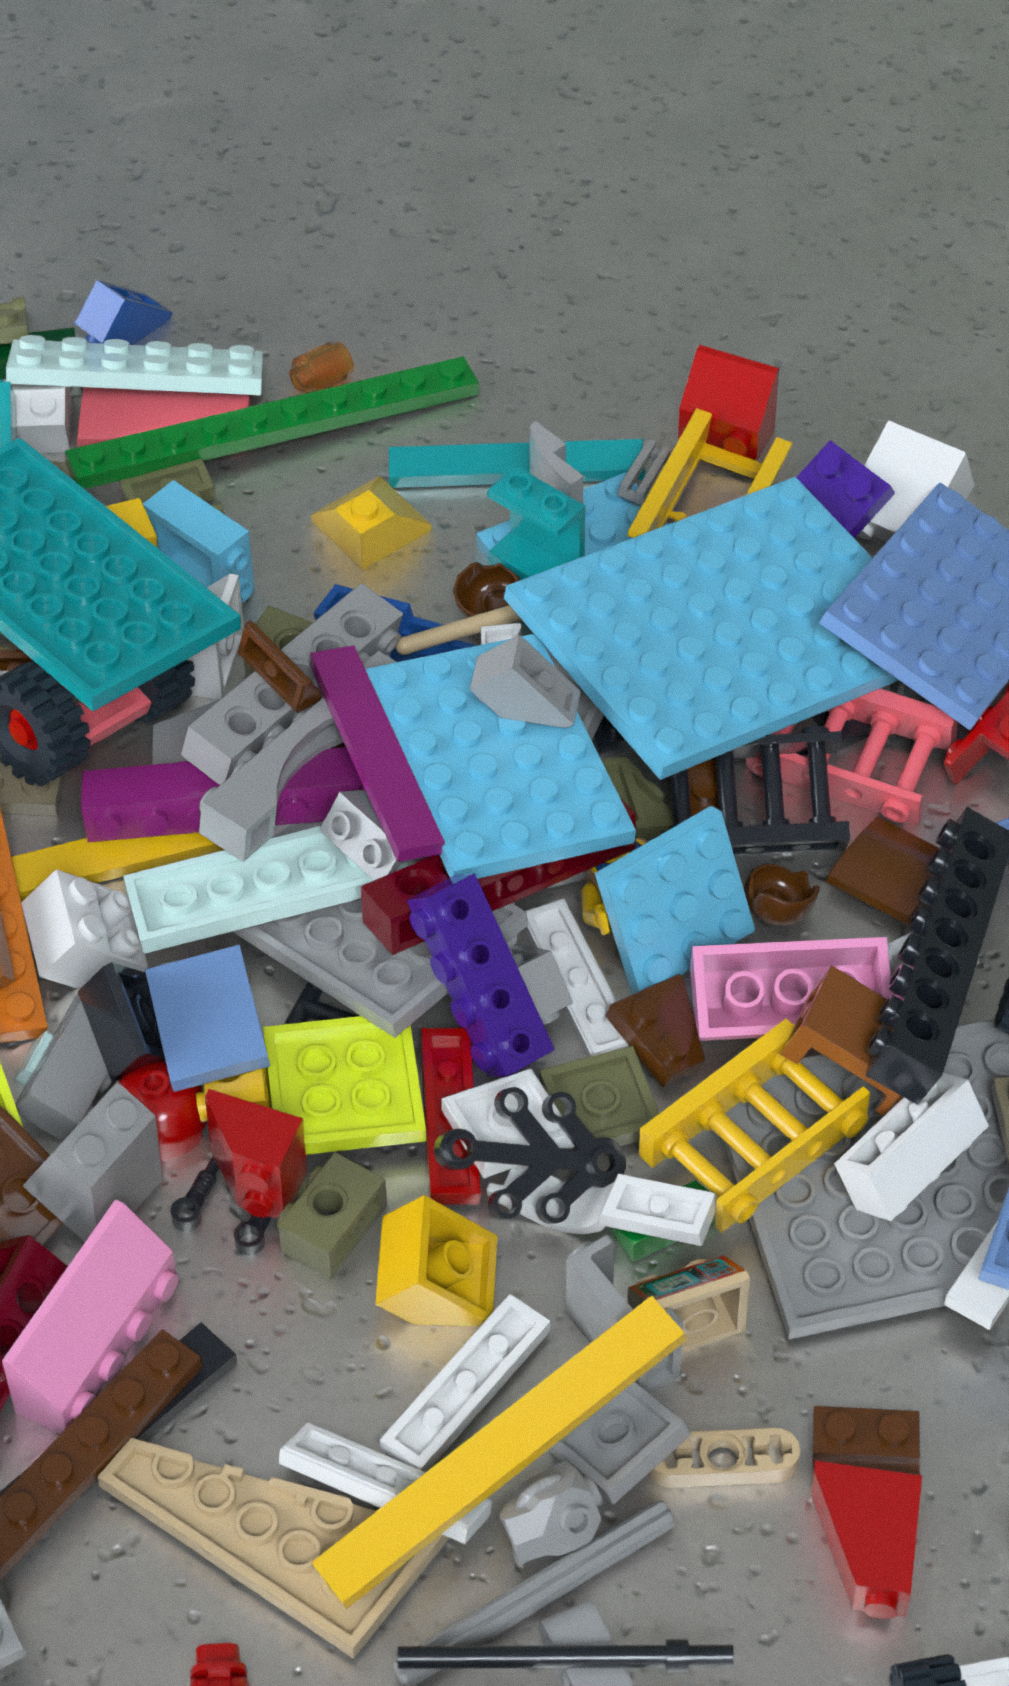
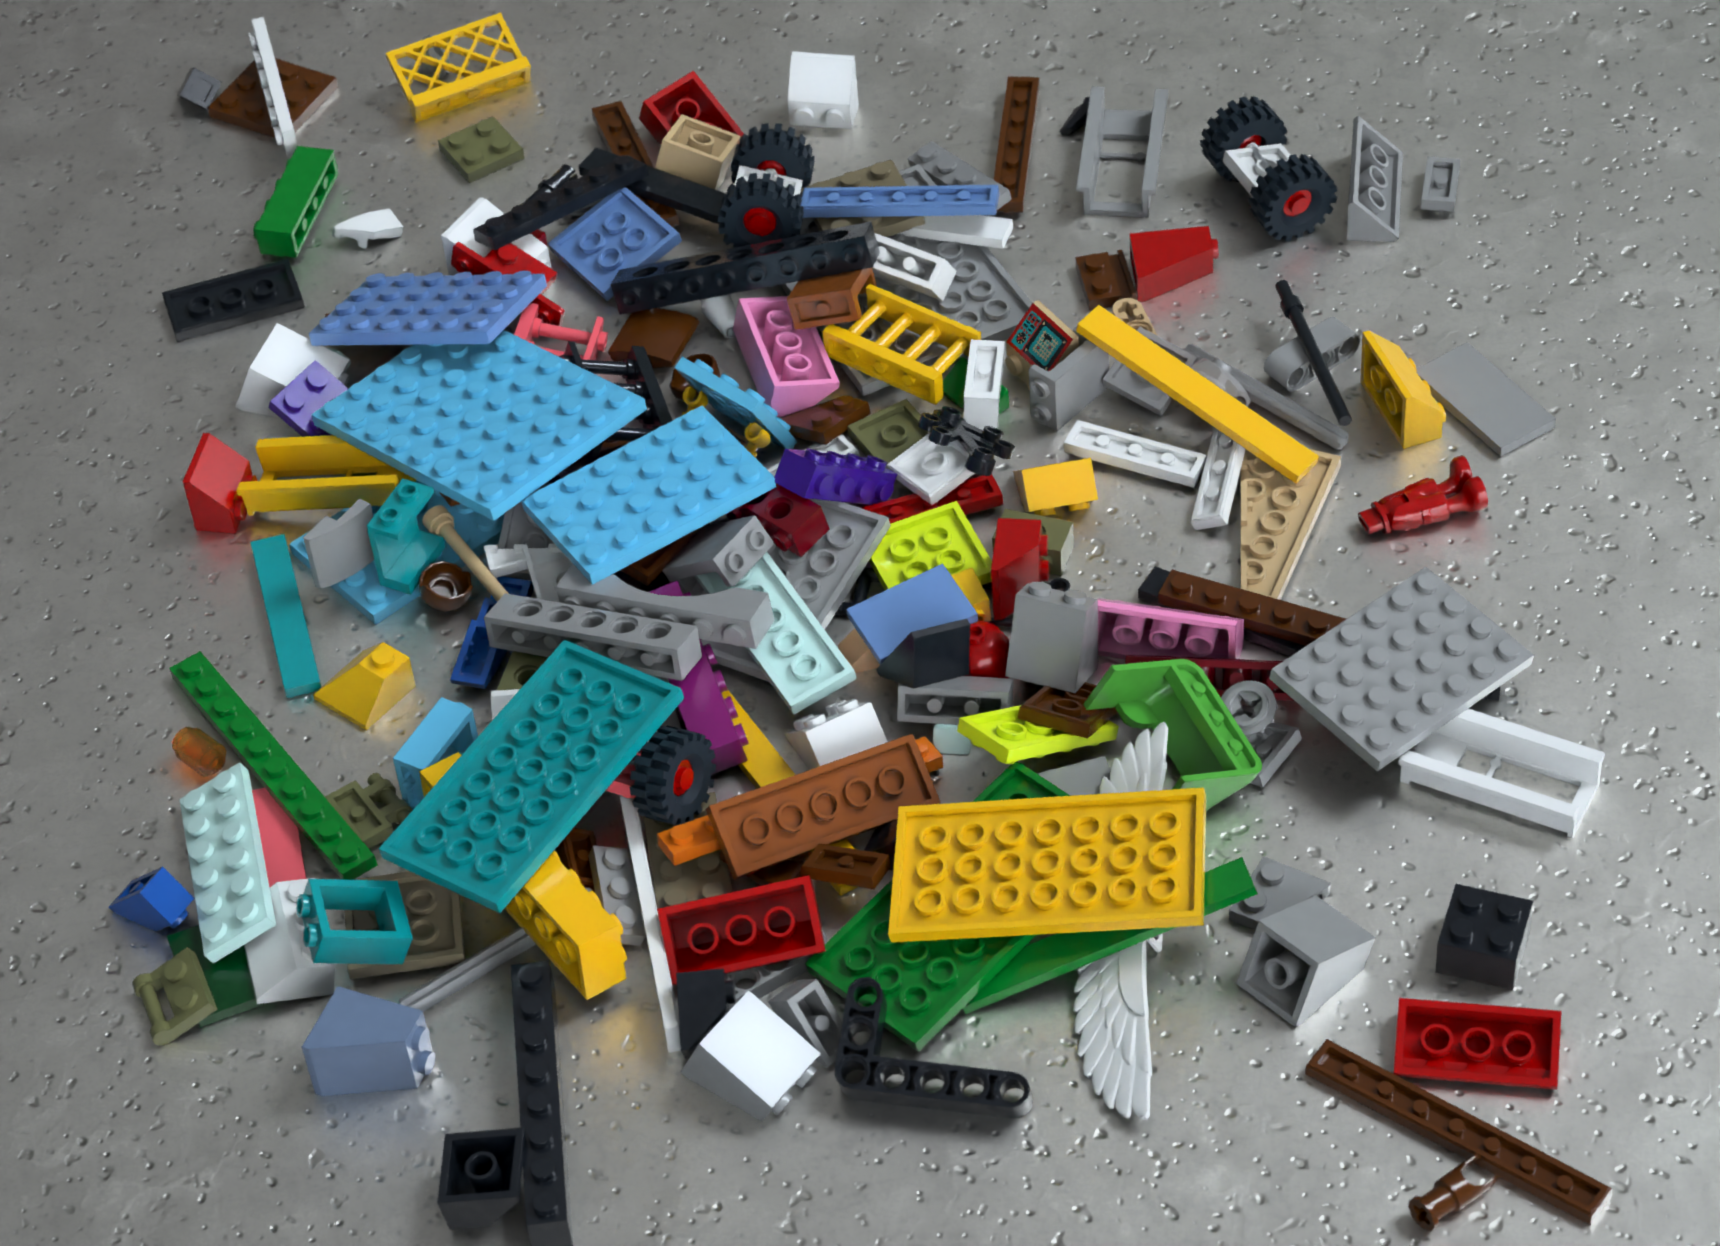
camera: 100 degrees left, 5 degrees down
(277, 668) = (604, 616): reddish brown slope -> none
(376, 754) = (668, 548): magenta tile -> none
(524, 685) = (599, 469): light grey slope -> none
(648, 452) = (295, 518): light grey tile -> none

